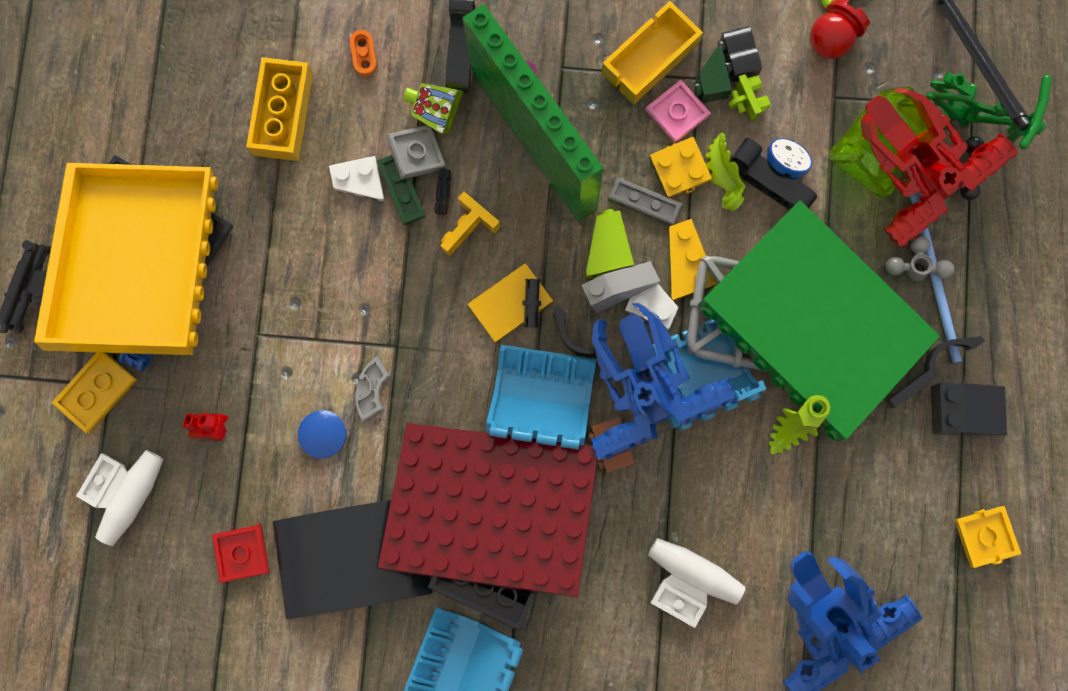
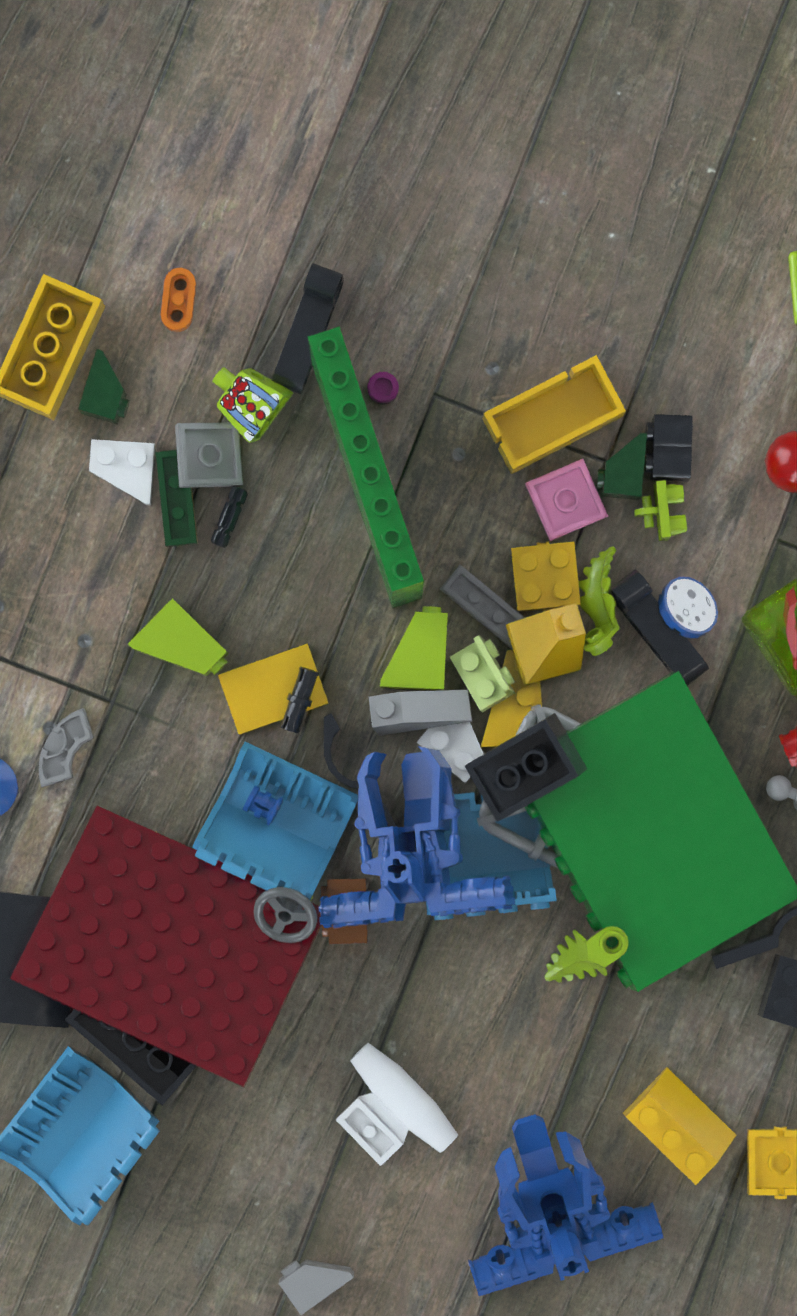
camera: 10 degrees right, 5 degrees up
(328, 130) = (103, 392): none -> dark green slope
(433, 287) = (180, 641): none -> lime slope
(468, 223) = (248, 570): yellow bracket -> none
(520, 389) = (263, 805): none -> blue bush
(570, 445) = (287, 909): none -> dark grey piece
(658, 247) = (482, 674): none -> yellowish green bracket
(698, 211) = (548, 643): none -> yellow slope
(714, 296) = (526, 767): none -> black slope
(905, 532) = (680, 1125): none -> yellow slope

